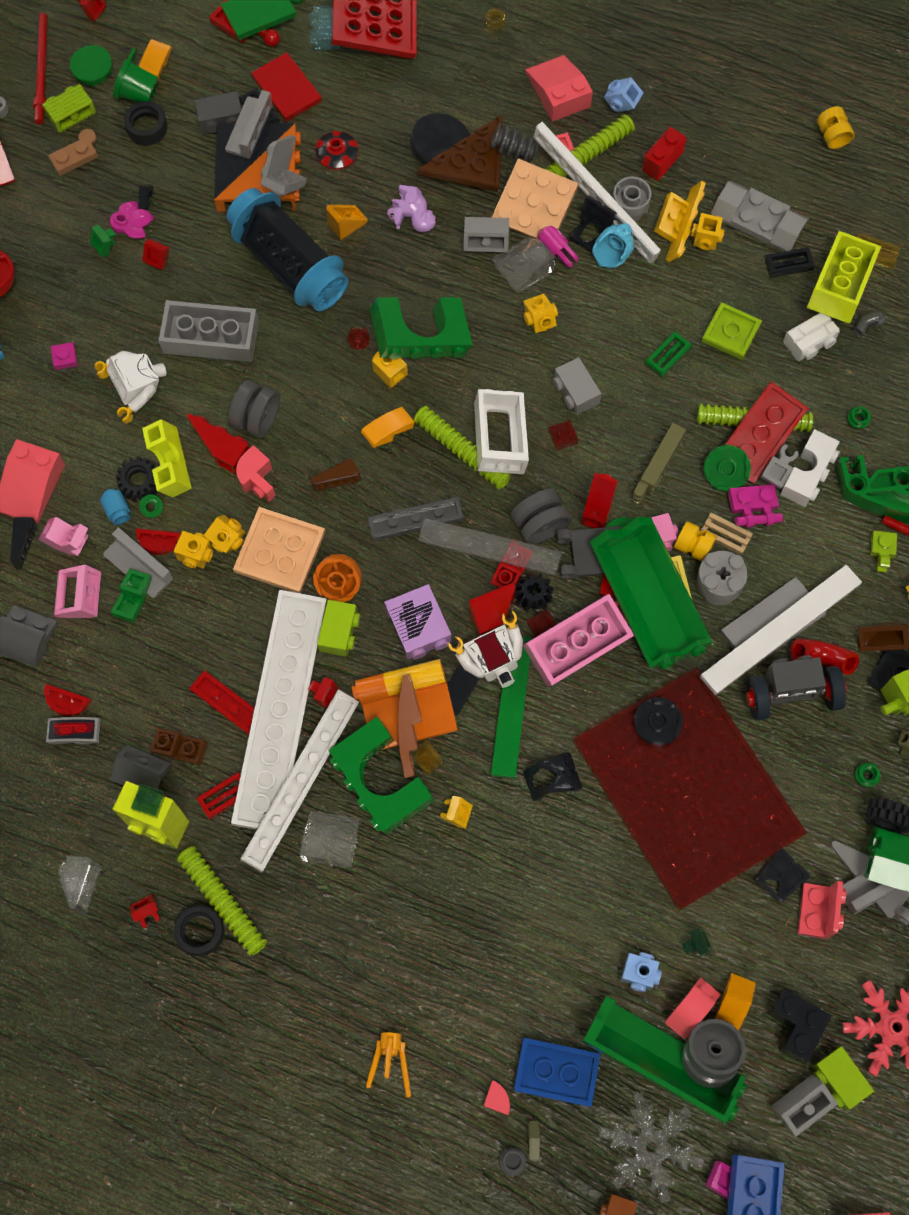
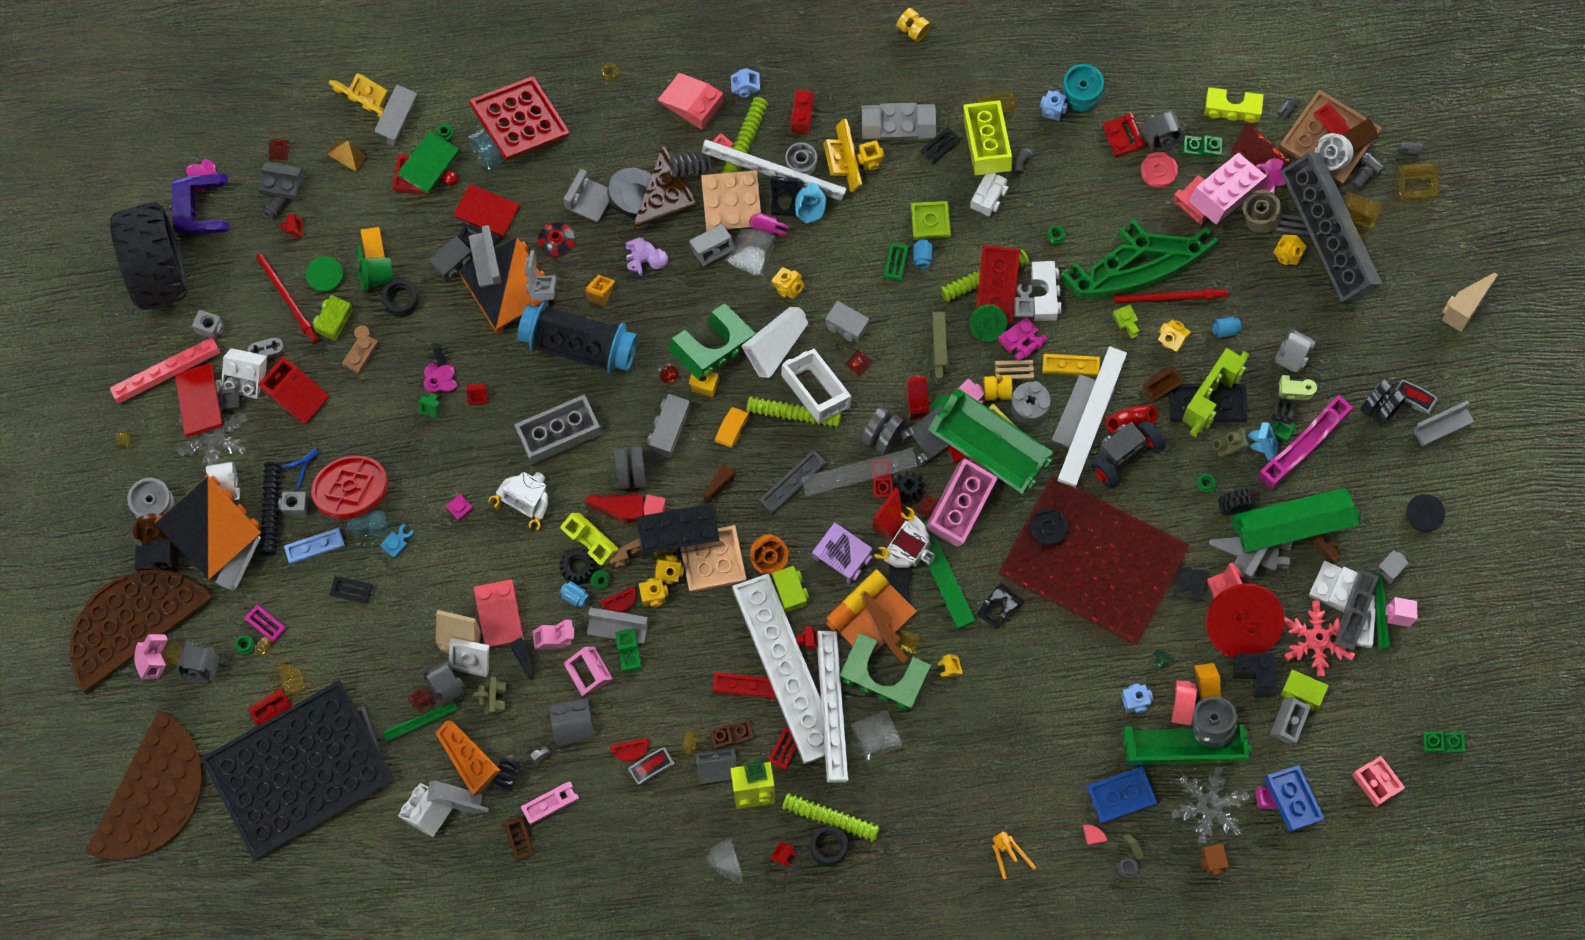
camera: 30 degrees left, 0 degrees up
(127, 728) = (689, 742): none -> clear yellow plate
(188, 495) = (621, 559): none -> medium nougat slope
(256, 499) = (677, 531): none -> black brick
(324, 390) = (668, 425): none -> light grey brick
(390, 122) = (586, 197): none -> light grey bracket
(486, 363) = (774, 341): none -> white slope
(701, 360) = (922, 254): none -> dark azure brick
(792, 562) = (1071, 365): none -> yellow tile
(819, 956) = (1244, 620): none -> red plate

